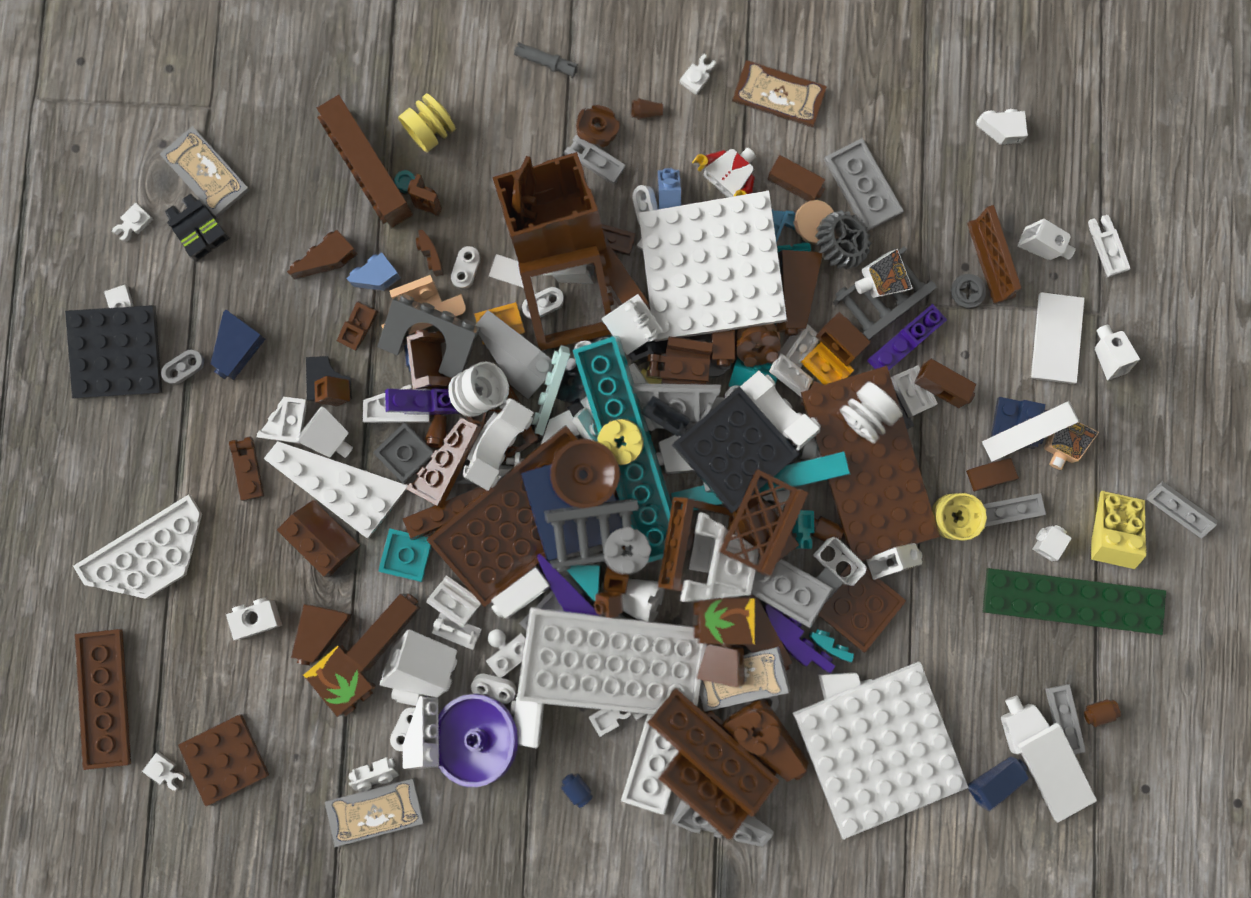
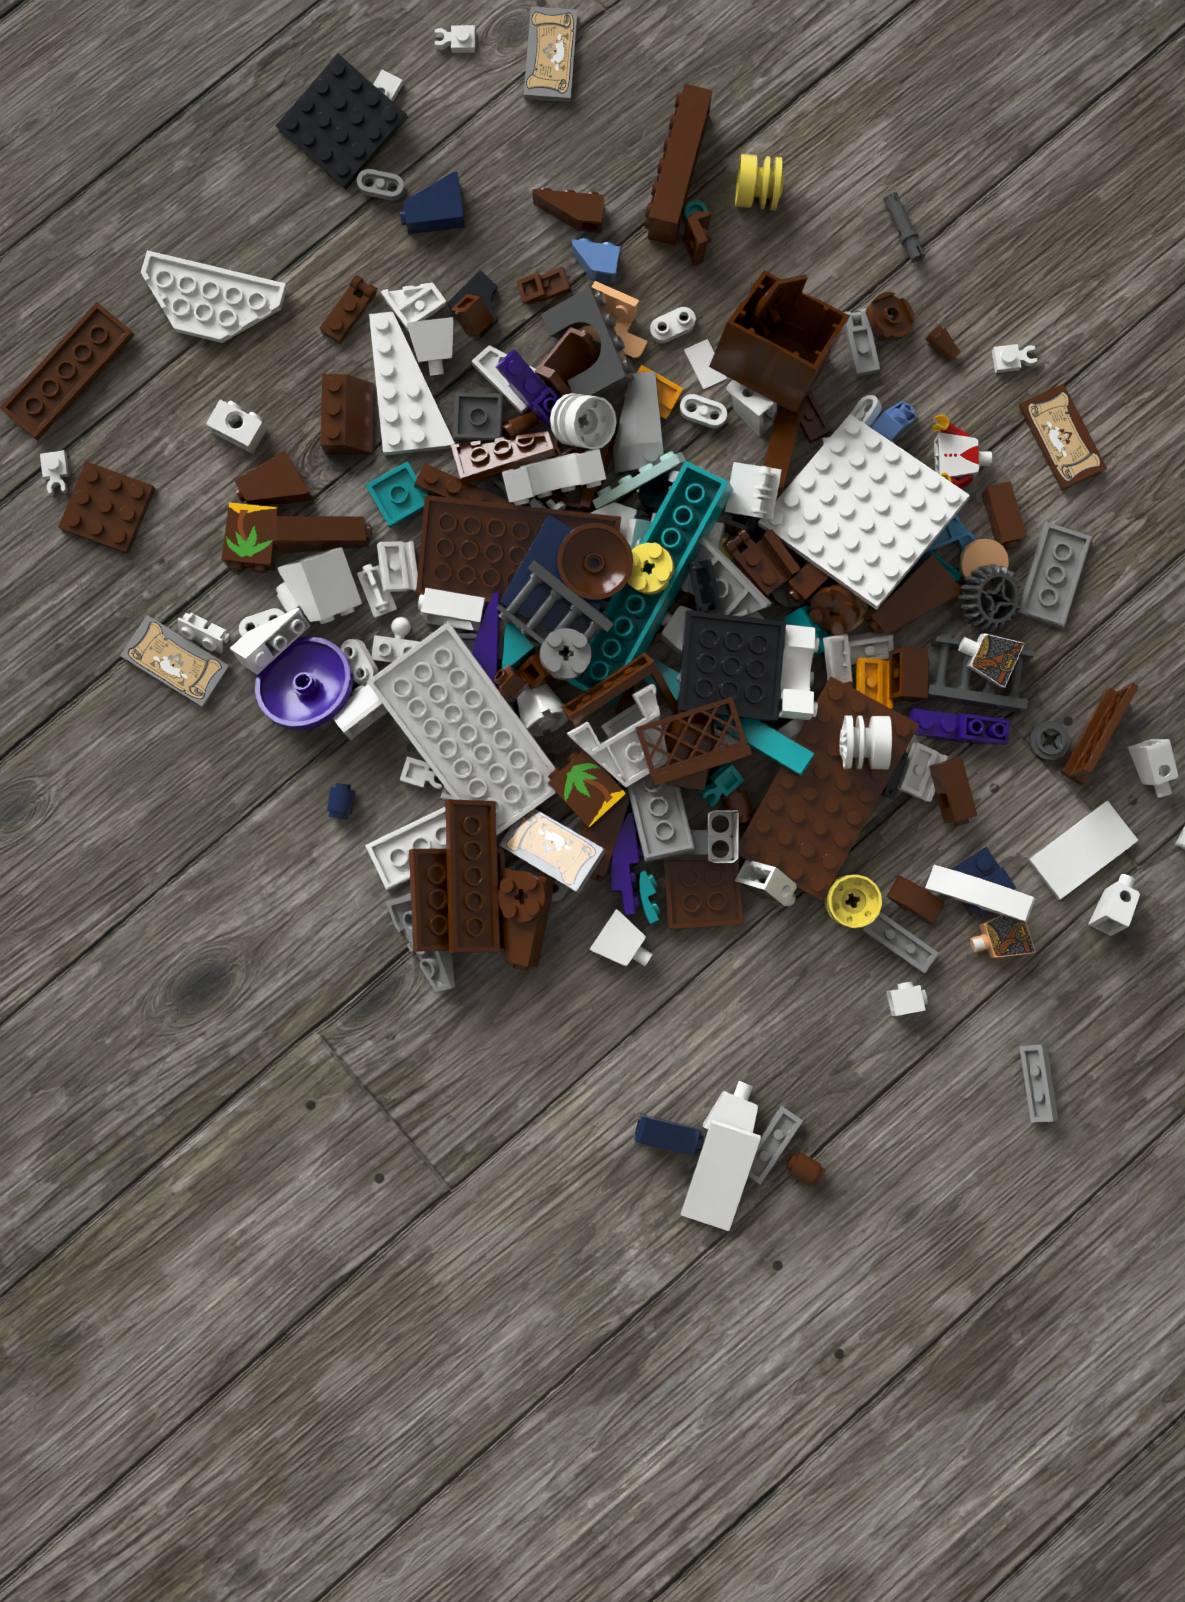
camera: 45 degrees right, 0 degrees up
(190, 222) = (502, 81): black hips -> none
(427, 248) = (657, 286): reddish brown slope -> none
(557, 263) = (717, 366): reddish brown window -> none
(723, 665) = (549, 820): torso -> none
(880, 750) = (602, 1014): white plate -> none
(1074, 601) = (876, 1064): dark green plate -> none
(1119, 530) = (970, 1046): light yellow slope -> none

